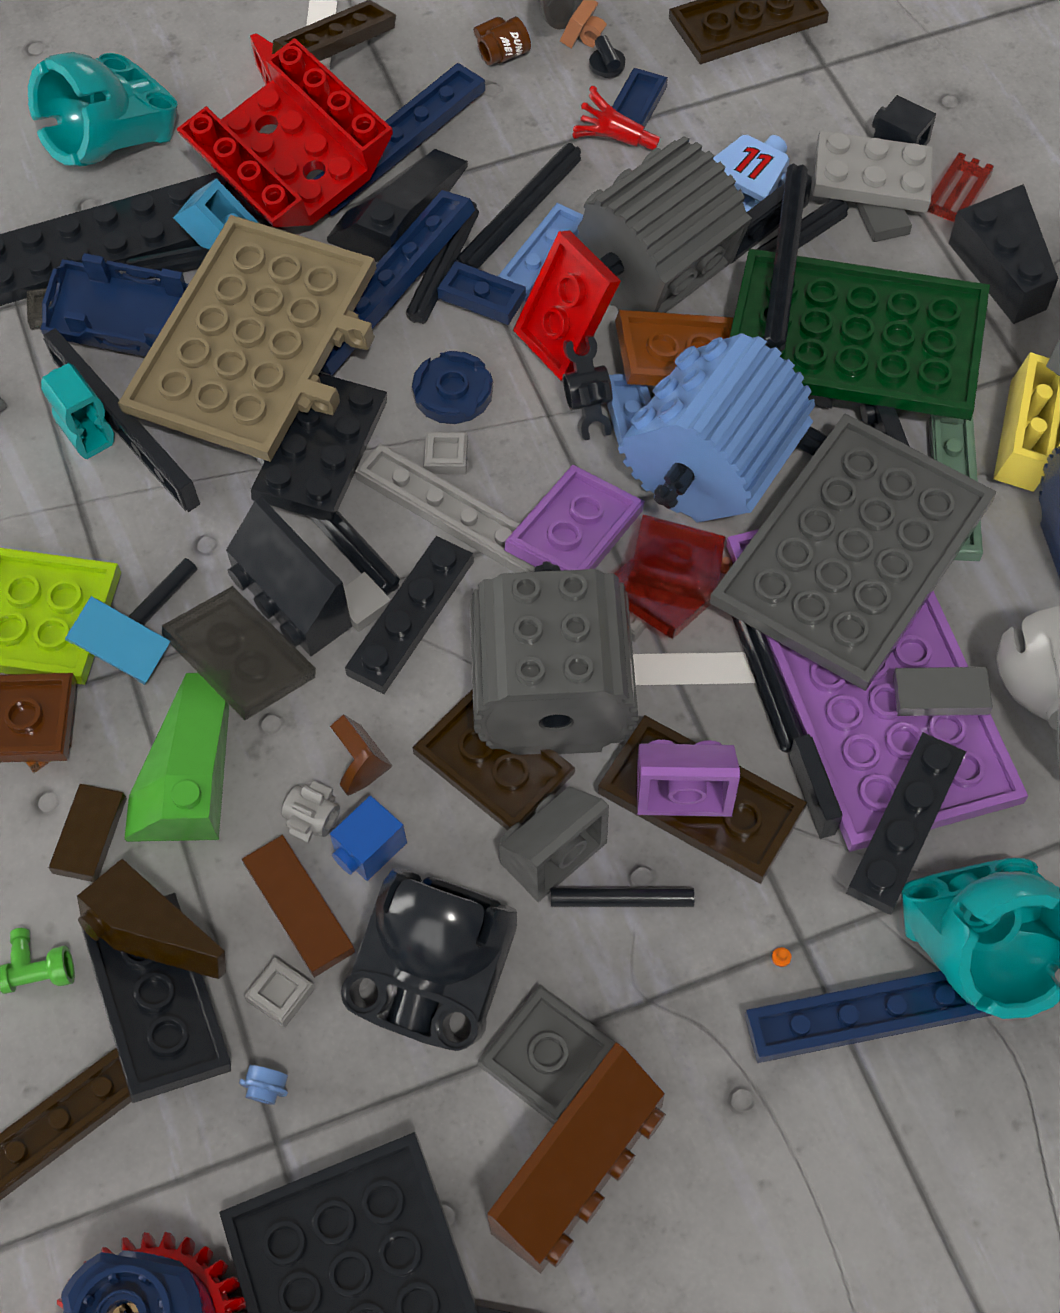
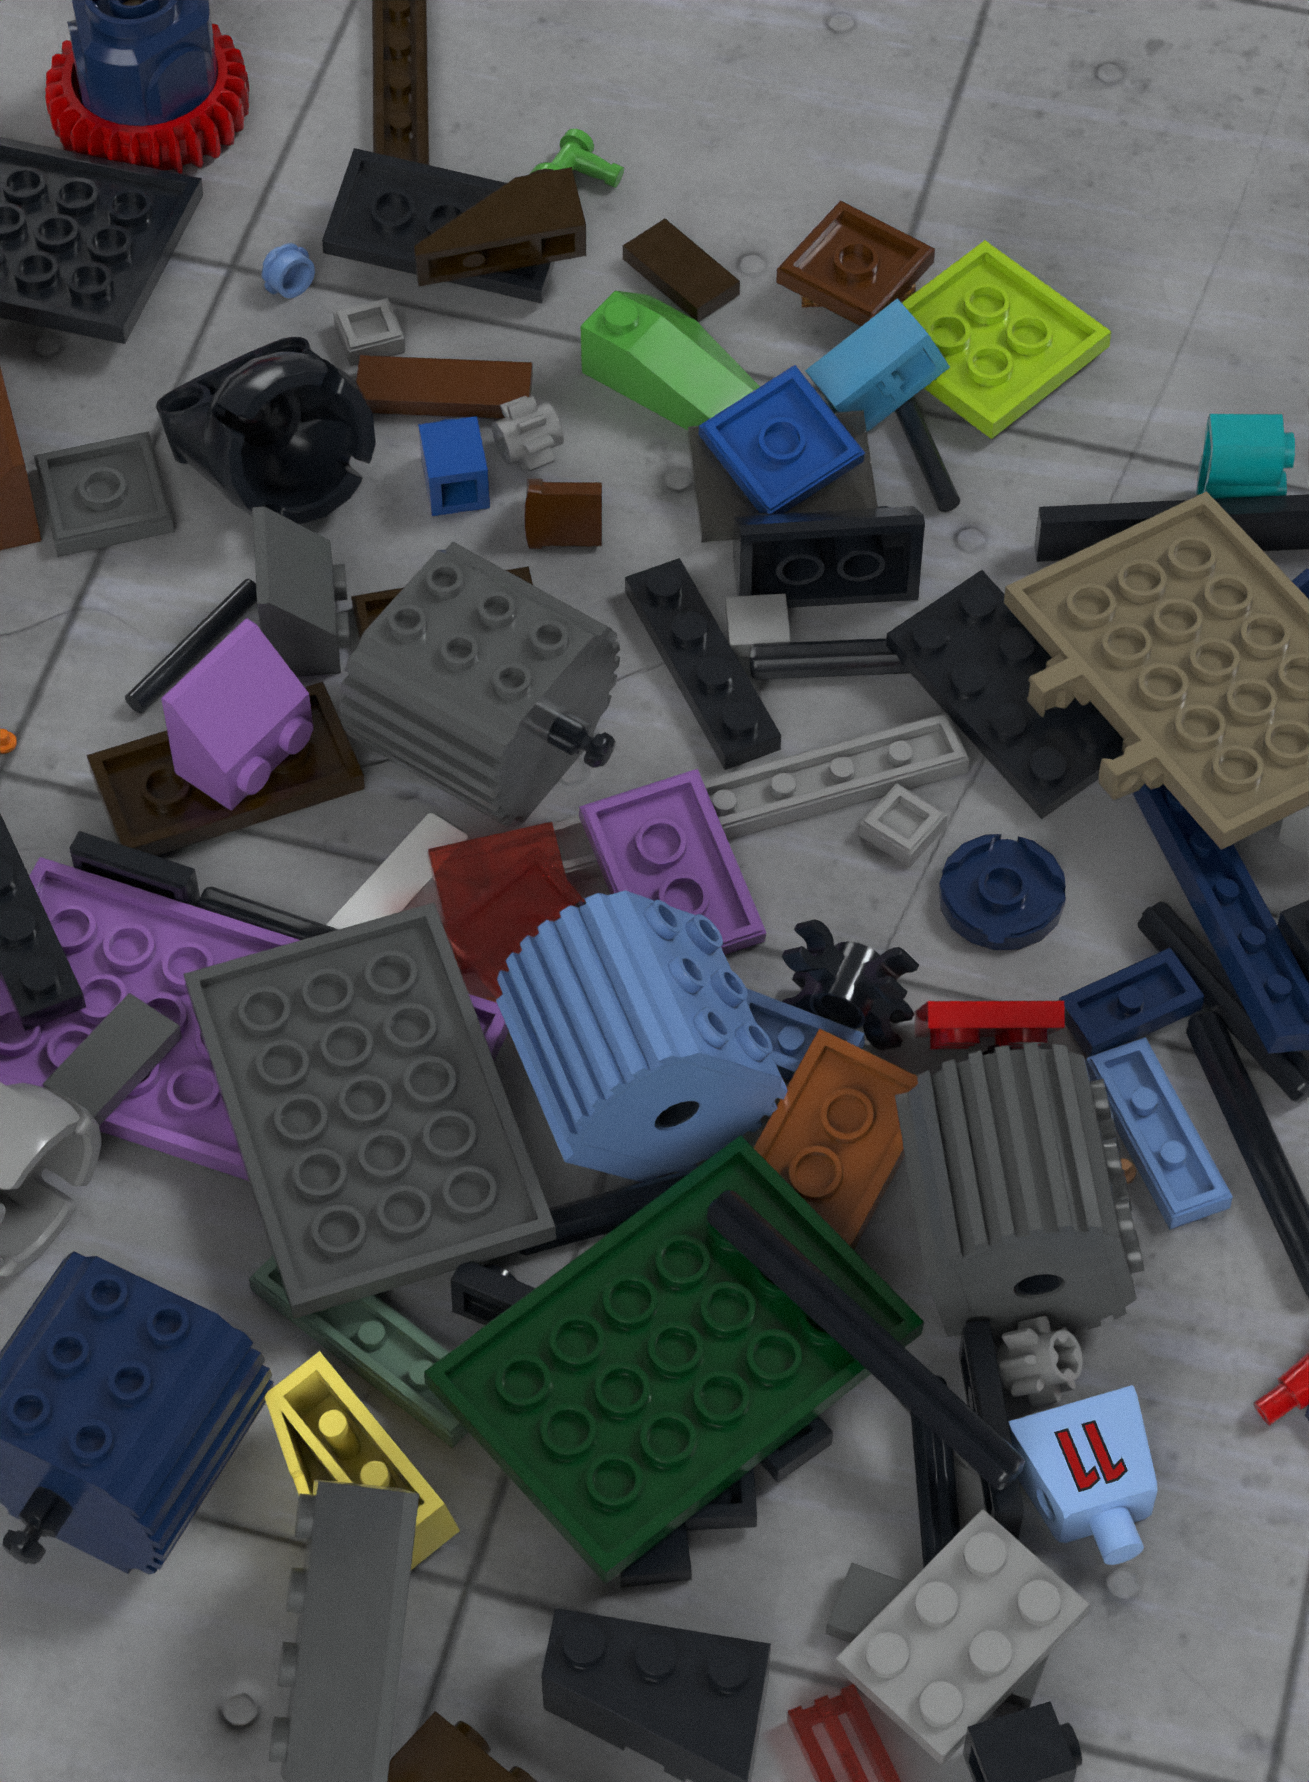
camera: 125 degrees right, 5 degrees down
(222, 651) = (781, 443): none -> blue tile

